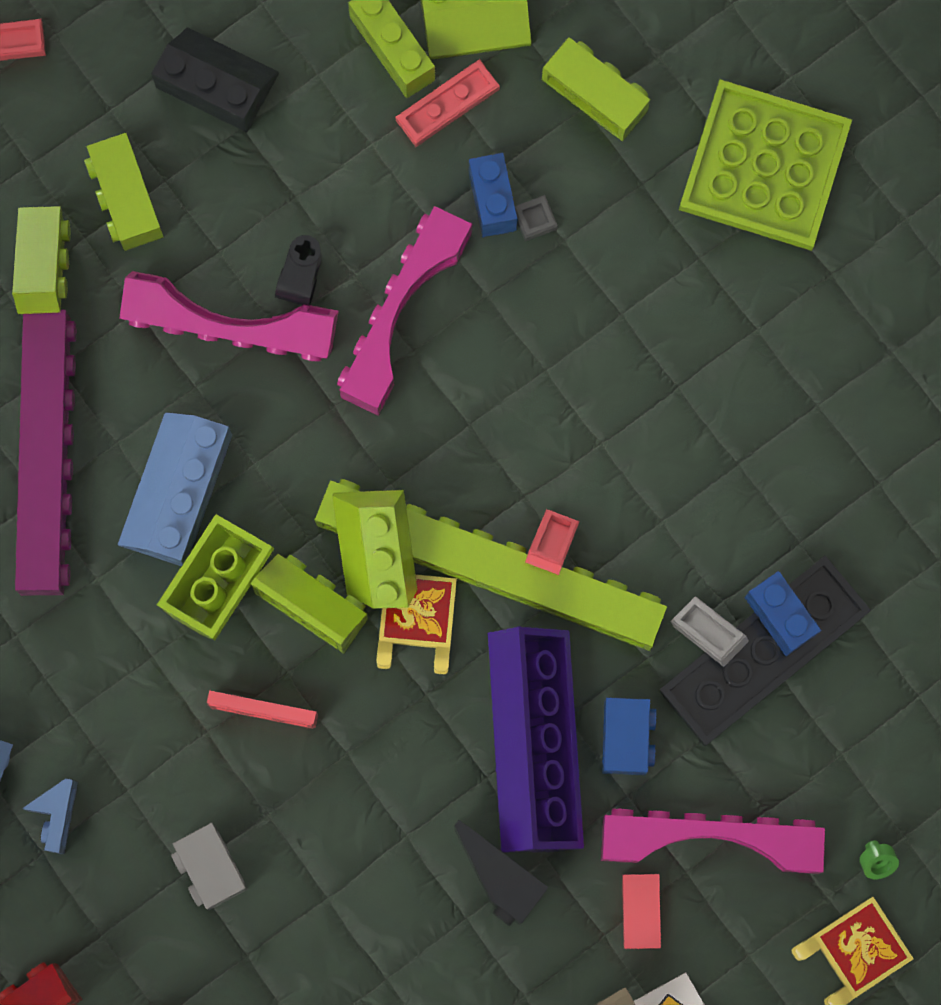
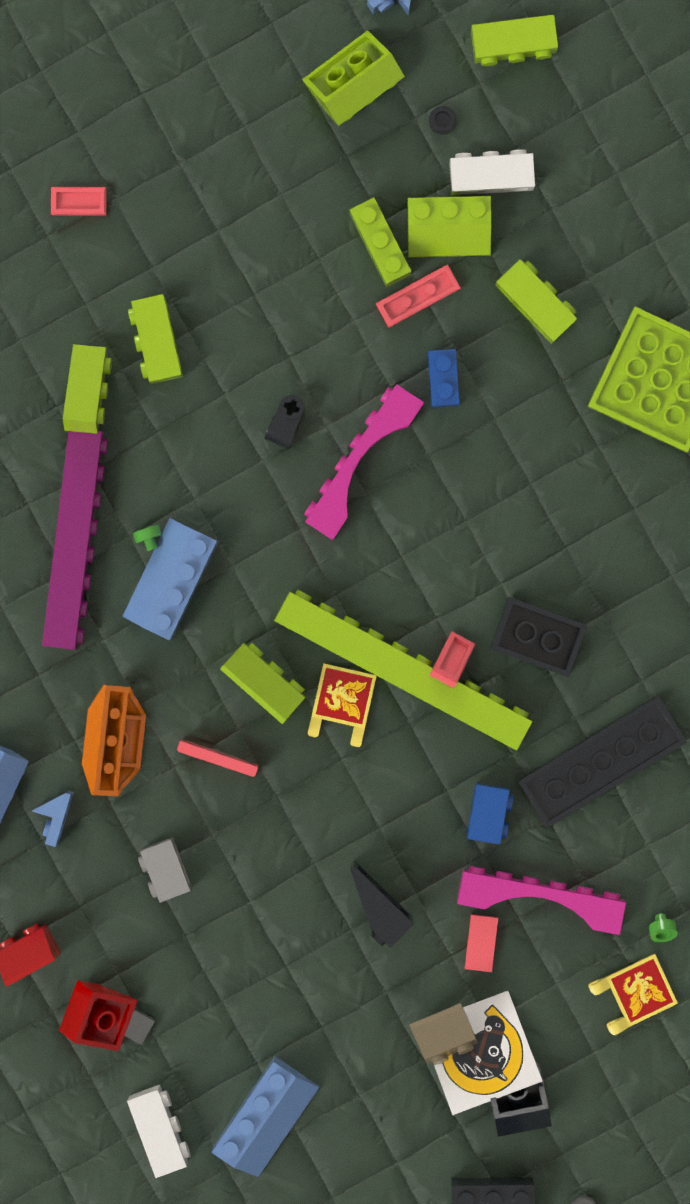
camera: 10 degrees right, 10 degrees up
(121, 701) = (113, 740): none -> orange wedge
(139, 436) = (147, 536): none -> bright green tile
(157, 302) = (173, 433): dark pink arch -> none
(214, 78) = (238, 252): black slope -> none
(214, 577) = (194, 657): lime slope -> none
(376, 547) = (318, 650): lime slope -> none
(535, 218) = (474, 399): dark grey tile -> none
(535, 740) = (419, 810): dark purple brick -> none
(659, 498) = (538, 636): none -> black brick
(709, 631) = (562, 742): light grey tile -> none
(782, 613) = (618, 739): blue brick -> none

